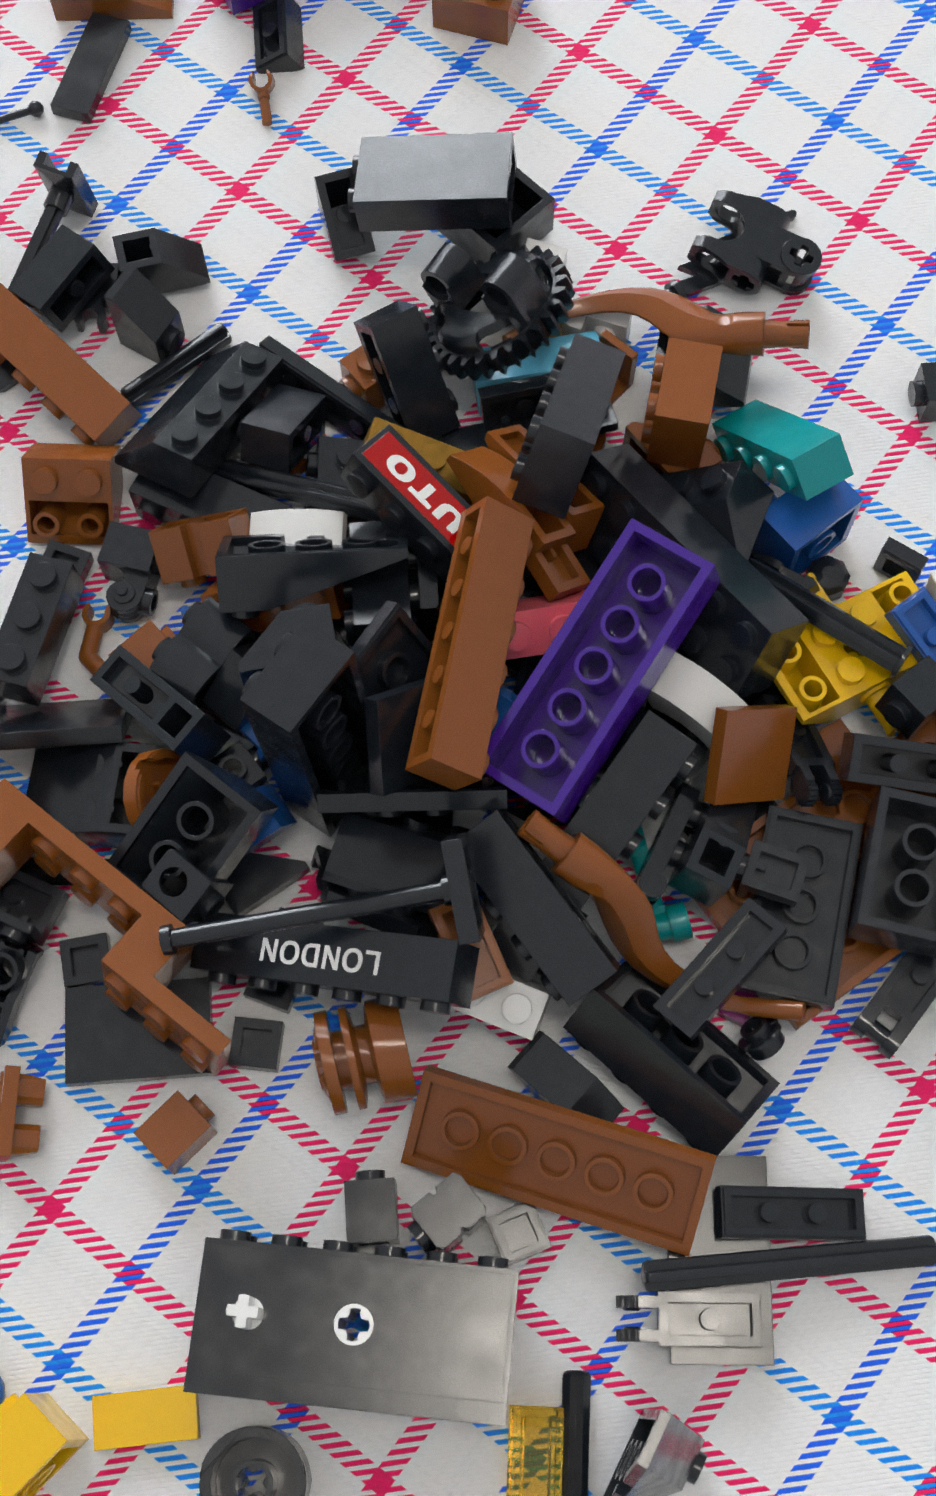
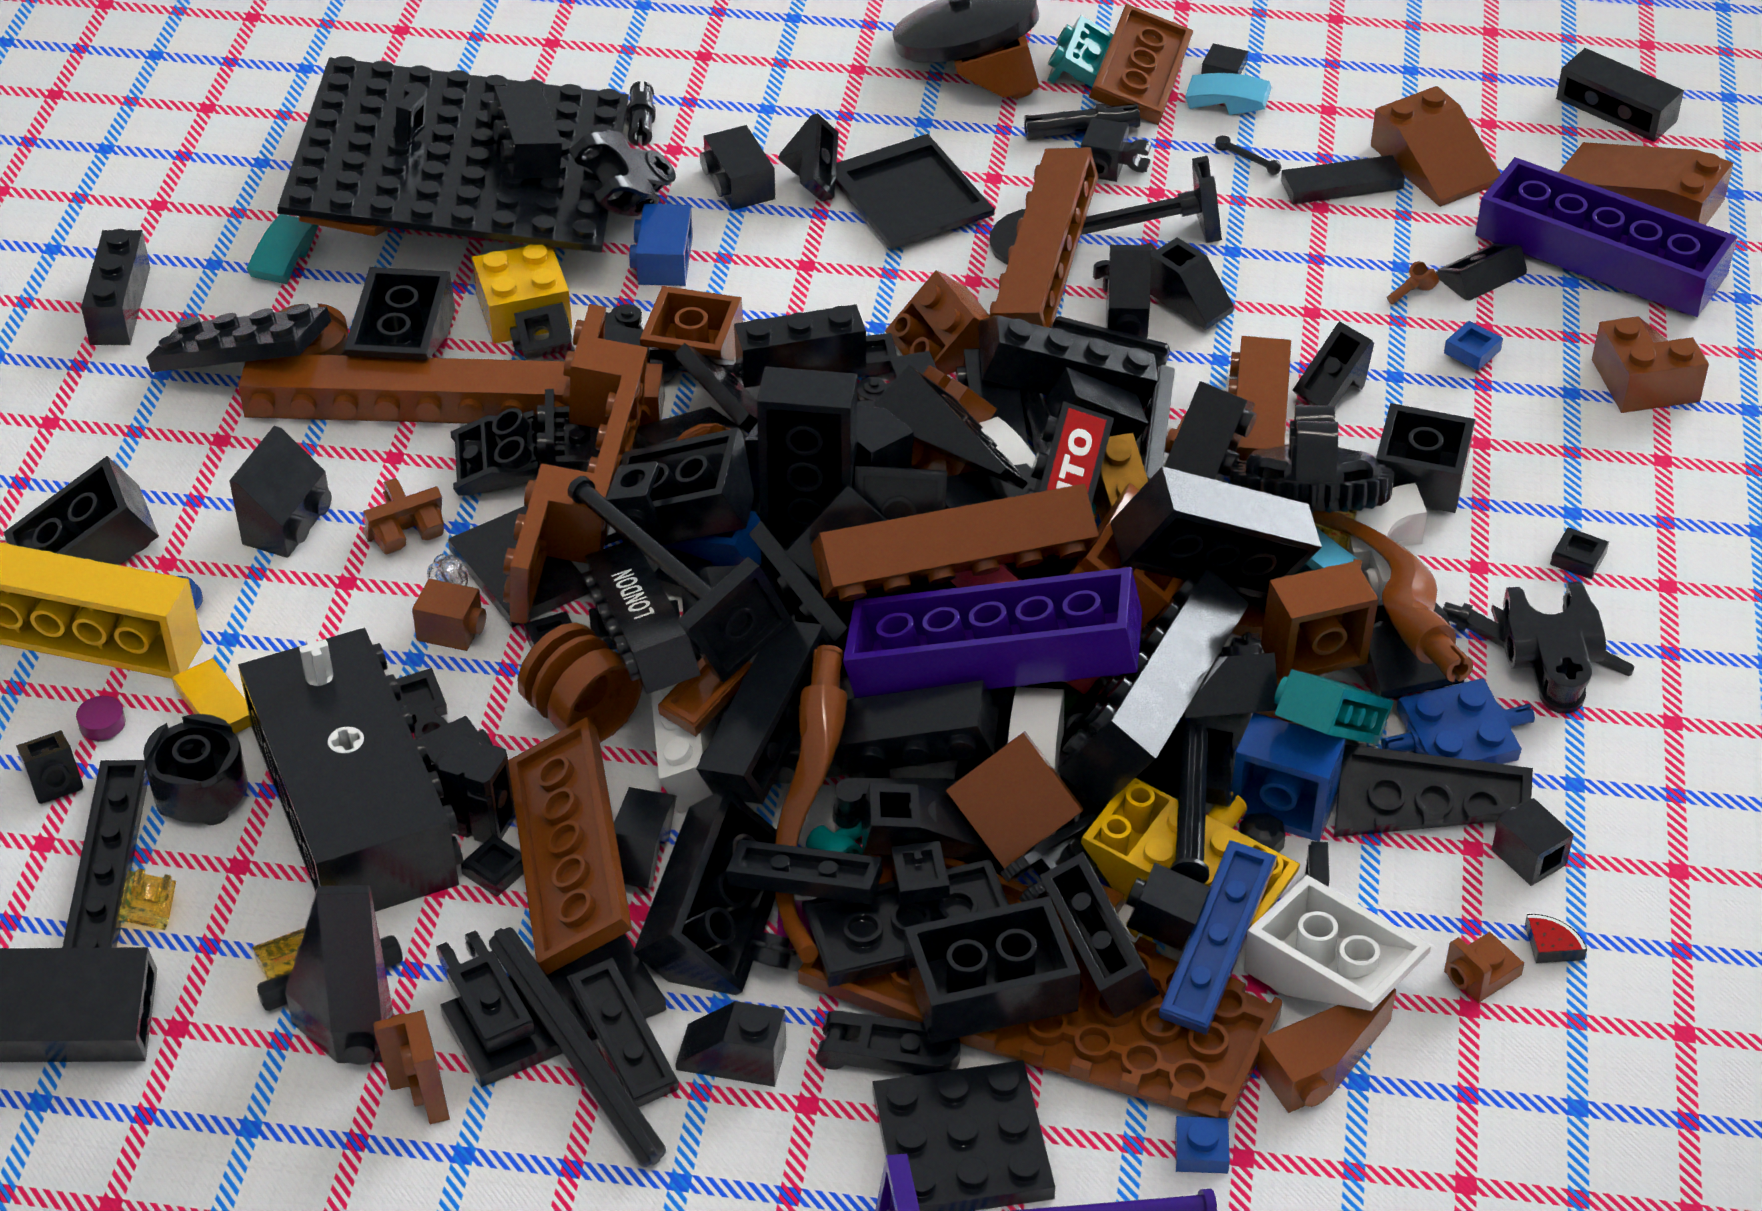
camera: 60 degrees right, 25 degrees down
(62, 278) = (1116, 225): black brick -> none
(115, 1106) = (448, 569): none -> clear plate
(277, 1211) = (424, 699): none -> black plate
(326, 283) = (1262, 378): none -> dark orange brick
(373, 97) = (1473, 345): none -> blue plate
(434, 182) = (1397, 386): brick -> none
(650, 171) = (1579, 553): none -> black tile
(761, 1420) = (412, 1062): none -> dark orange bracket
(798, 378) = (1459, 724): none -> blue plate
(848, 1123) = (736, 1044): none -> black slope
(866, 410) = (1420, 791): none -> black wing

